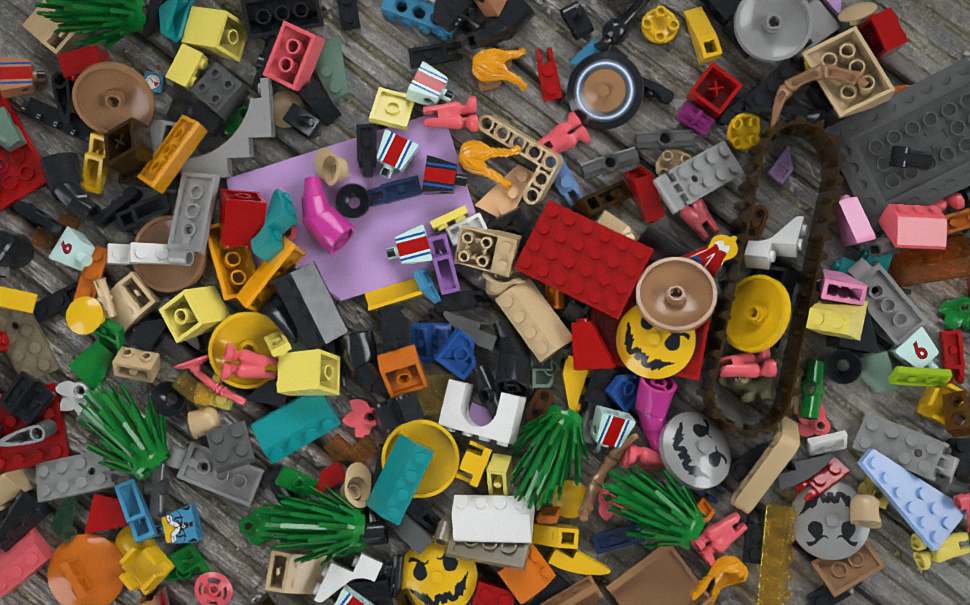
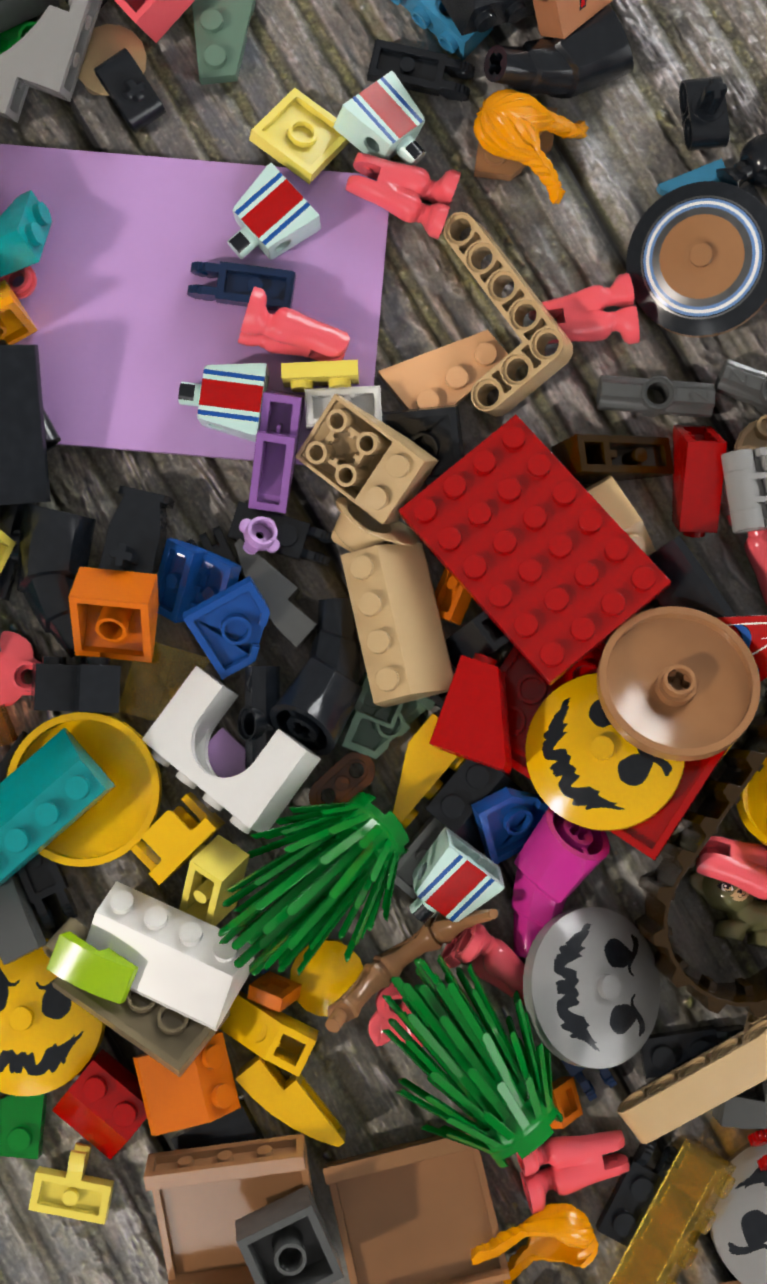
camera: 25 degrees right, 0 degrees up
(320, 103) = (176, 72): black slope -> none
(323, 220) = (88, 283): dark pink piece -> none
(330, 166) = (145, 192): tan piece -> none
(346, 193) = (150, 254): black piece -> none
(366, 148) = (224, 186): black hinge -> none
(393, 294) = (165, 472): yellow panel -> none
(426, 285) = (227, 477): dark azure tile -> none
(427, 205) = (290, 332): none -> coral piece
(441, 177) = (337, 292): torso -> none
(453, 300) = (266, 528): none -> lavender plate
(461, 539) = (94, 971): none -> lime slope
(475, 153) = (412, 277): light orange hair -> none
(548, 76) = (609, 196): red hinge -> none
(565, 182) = (560, 399): medium blue hinge -> none
(615, 538) = (377, 1085): dark blue plate -> none

